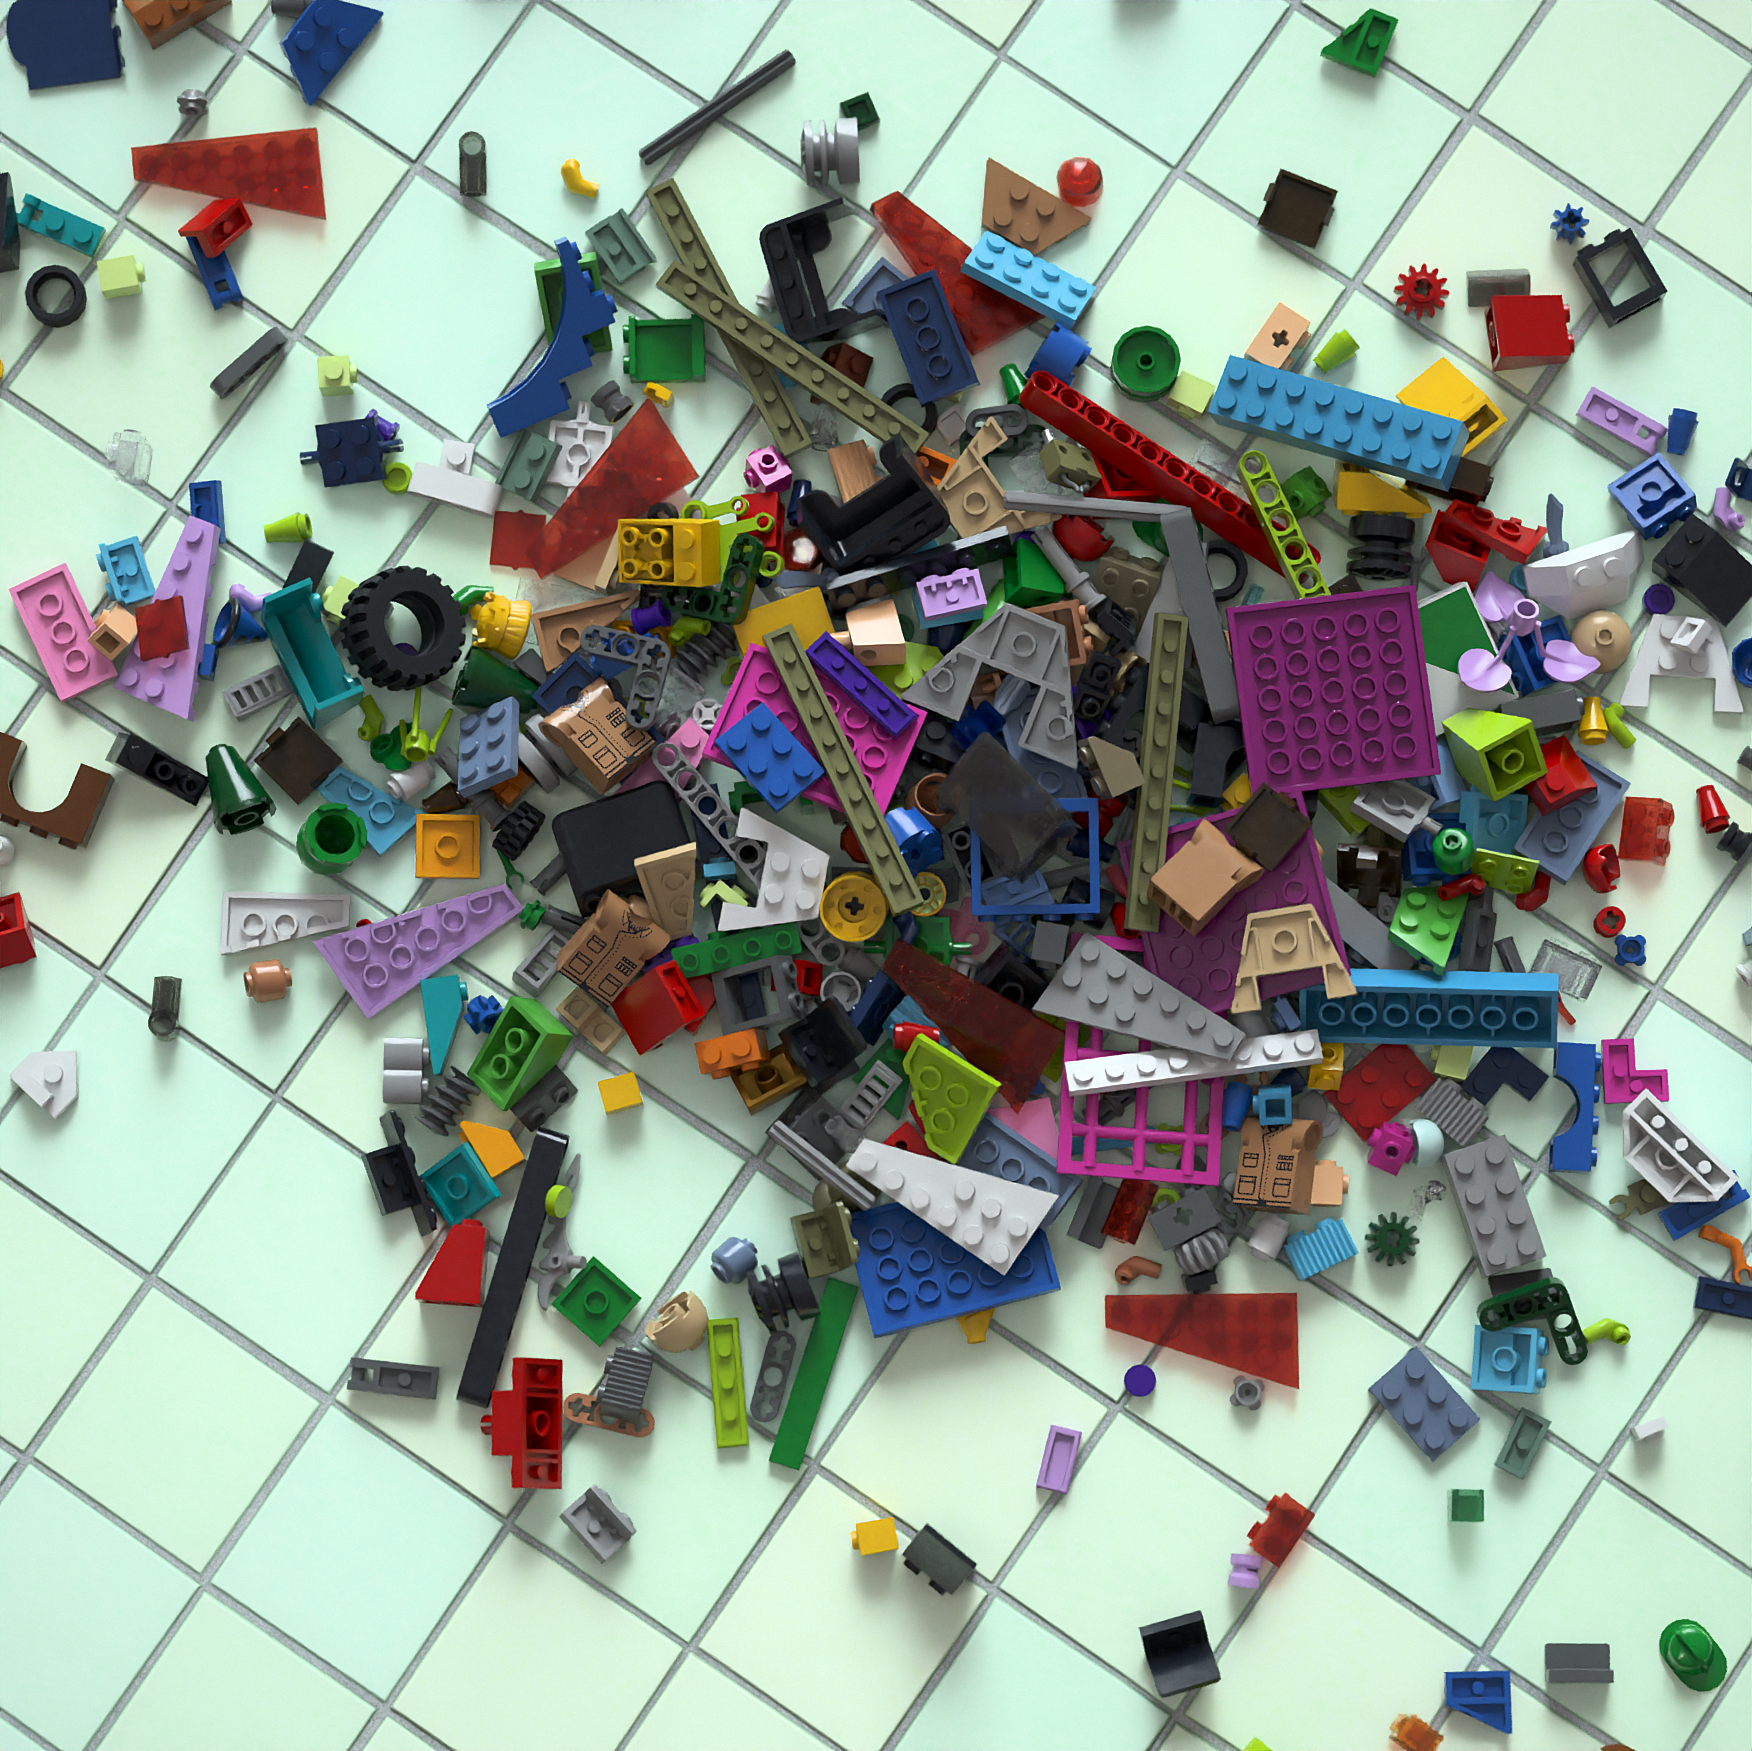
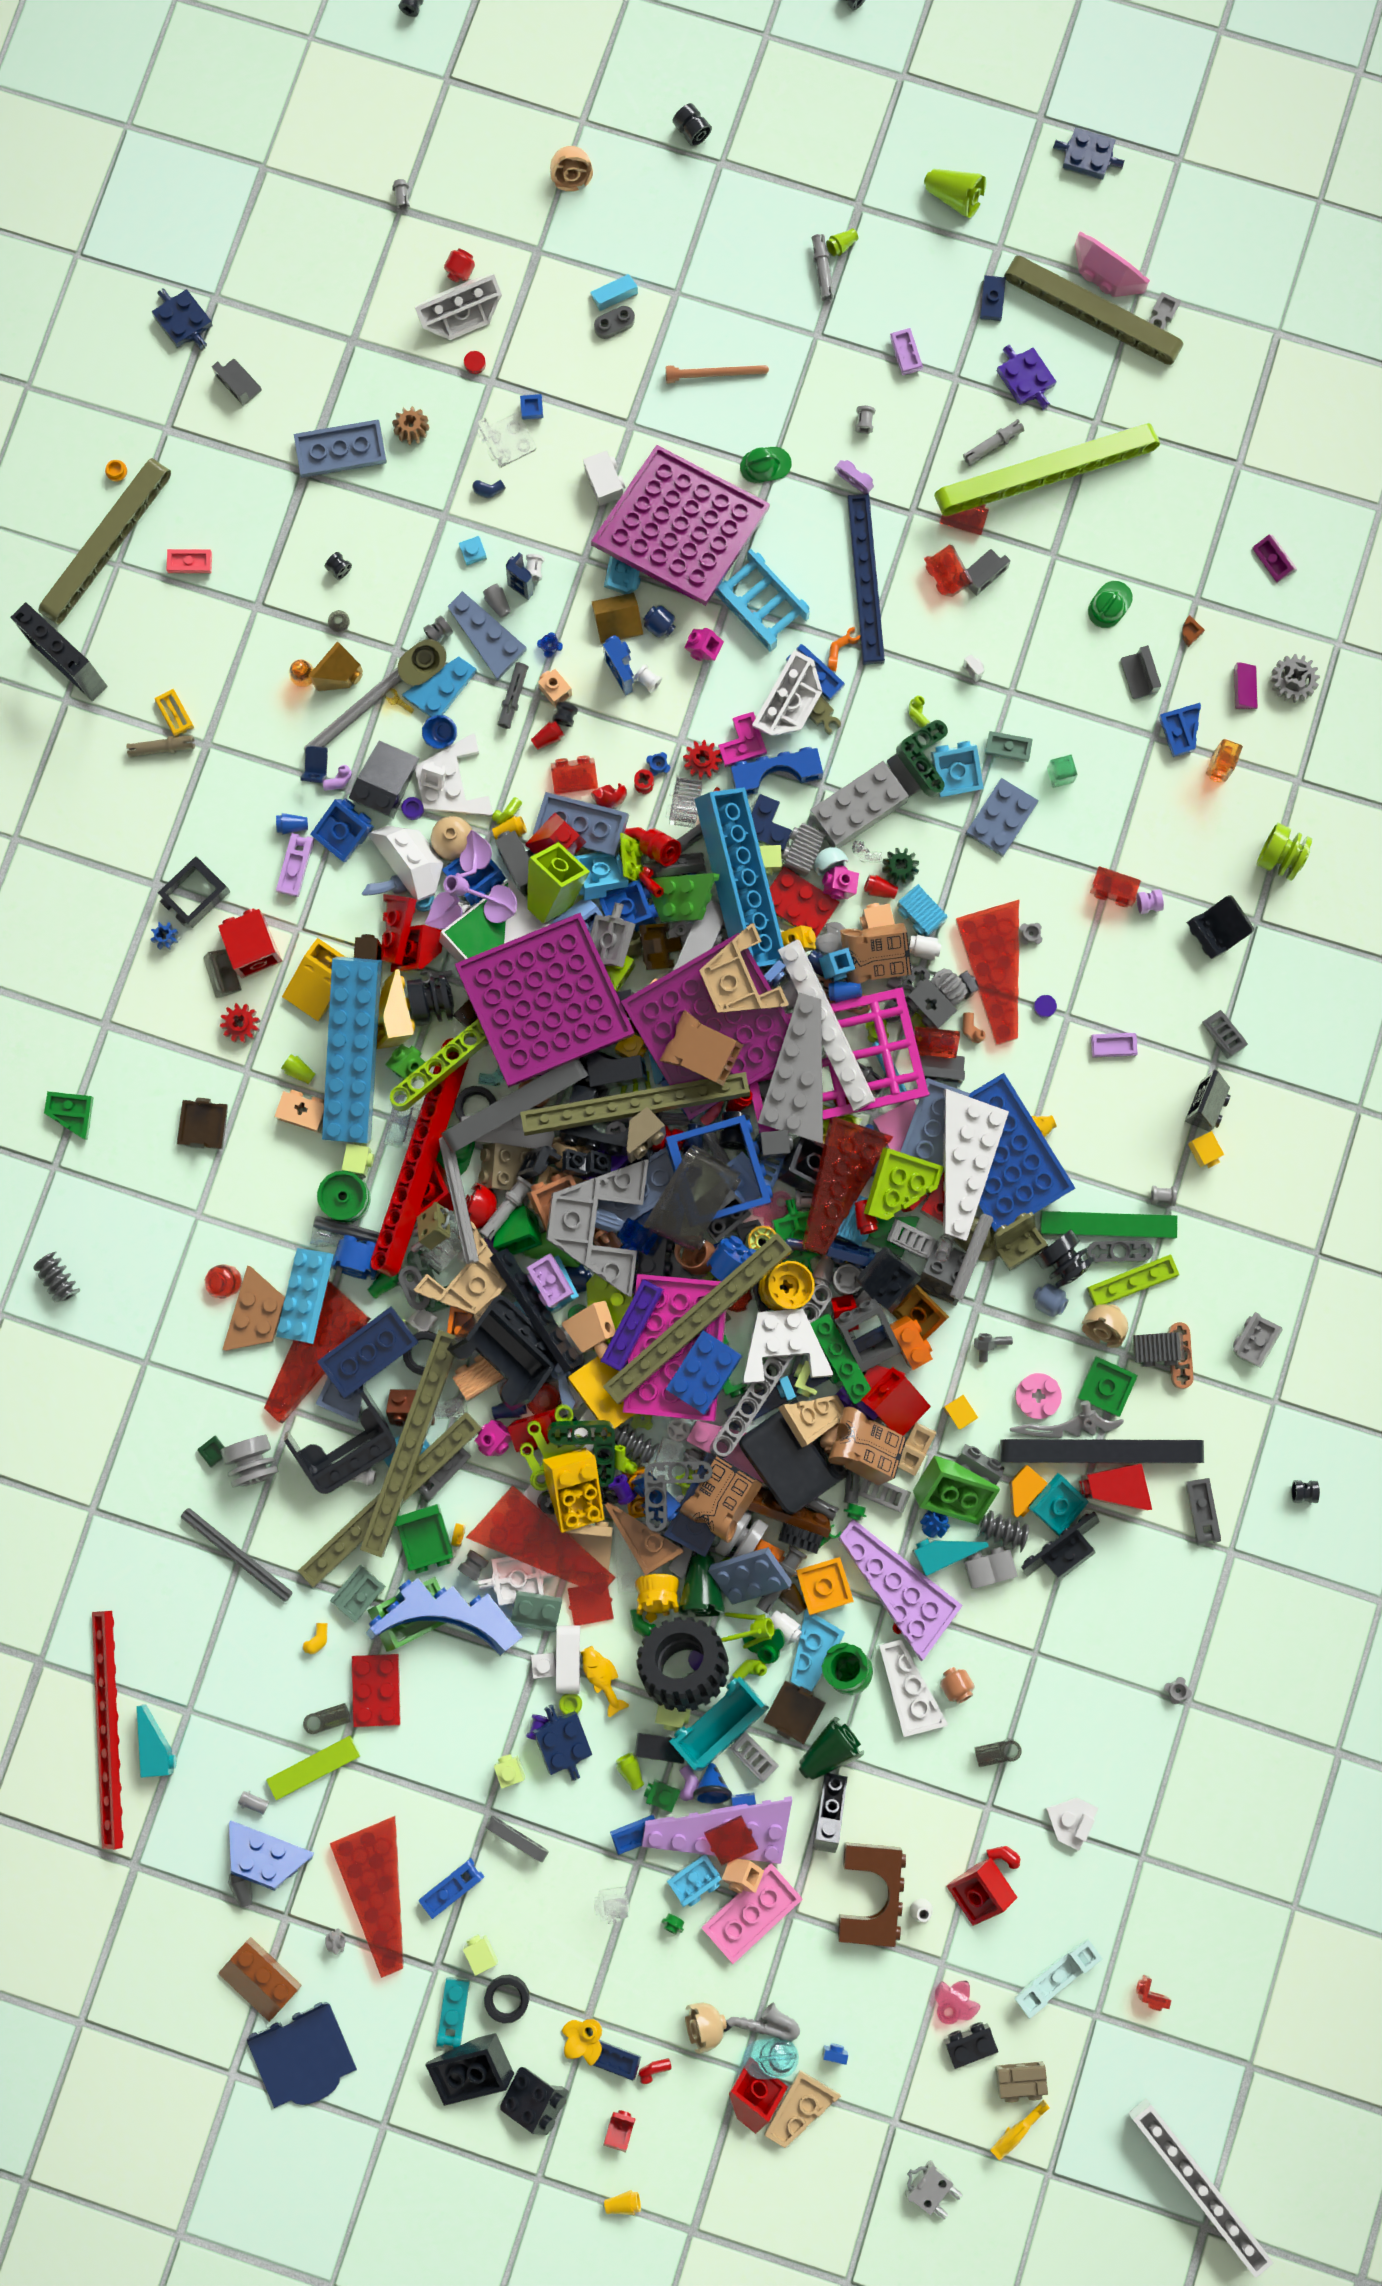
camera: 105 degrees left, 0 degrees up
(33, 980) = (1006, 1854): none -> red arm
(81, 529) = (673, 1924): none -> green plate
(163, 1266) = (1184, 1691): none -> light grey plate
(218, 225) = (422, 1894): red panel -> none
(246, 560) = (661, 1795): none -> green bracket
(377, 1523) = (1305, 1491): none -> black wheel
(397, 47) = (253, 1802): none -> light grey pin
(417, 133) = (313, 1767): none -> lime tile
(425, 527) = (600, 1673): none -> yellow animal
(490, 237) = (376, 1690): none -> red plate
(529, 1423) = (1209, 1405): red brick -> none
(541, 844) = (806, 1519): none -> reddish brown wing
(558, 1201) = (1049, 1432): lime tile -> none
(594, 1213) = (1048, 1387): none -> bright pink plate
(702, 1156) = (986, 1343): none -> dark grey piece
(740, 398) = (444, 1475): none -> dark grey plate
(831, 1459) = (1163, 1195): none -> light grey bush
(1005, 1625) = (1223, 1045): none -> dark grey slope
(1099, 327) = (324, 1238): none -> clear cone
(1101, 354) = (345, 1229): none -> dark grey axle
(1268, 826) = (653, 1015): dark brown piece -> none
(1370, 1202) = (880, 887): none -> red cone
(1453, 851) = (630, 891): green head -> none
(1508, 915) = (660, 847): none -> red wheel
(1630, 1006) = (694, 759): none -> red gear

